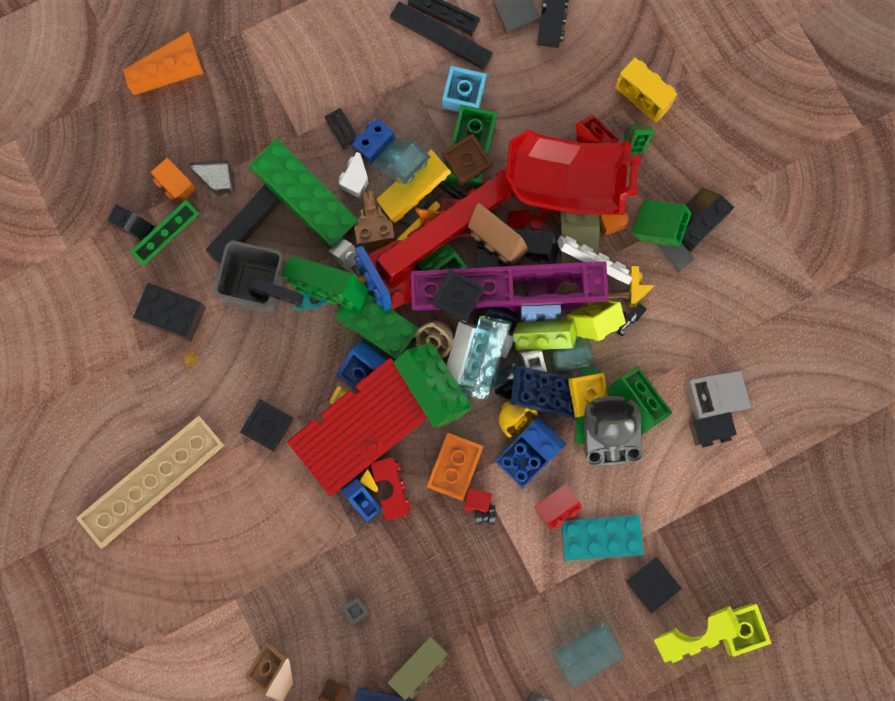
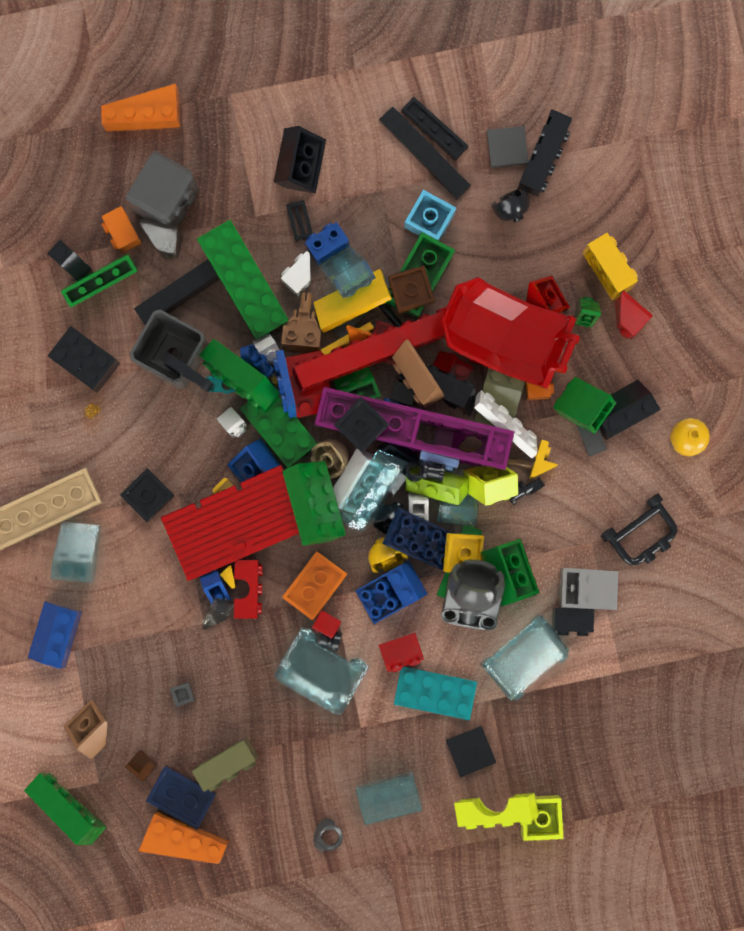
camera: 20 degrees right, 5 degrees up
(203, 130) = (163, 191): none -> dark grey plate
(211, 501) = (76, 552): none -> clear light blue slope
(212, 588) = (54, 635): none -> blue slope
(325, 71) = (299, 159): none -> black slope
(331, 260) = (256, 360): none -> blue connector
(331, 332) = (232, 423): none -> white slope
(367, 520) = (218, 612): none -> clear smoke tile
(485, 551) = (320, 673): none -> clear light blue windscreen
(531, 323) = (426, 471): none -> black connector
(537, 60) = (512, 205): none -> black cylinder
(678, 129) = (630, 315): none -> red slope
(679, 478) = (525, 658): none -> clear light blue windscreen
(768, 227) = (689, 437): none -> yellow cylinder
(773, 334) = (648, 554): none -> black bar

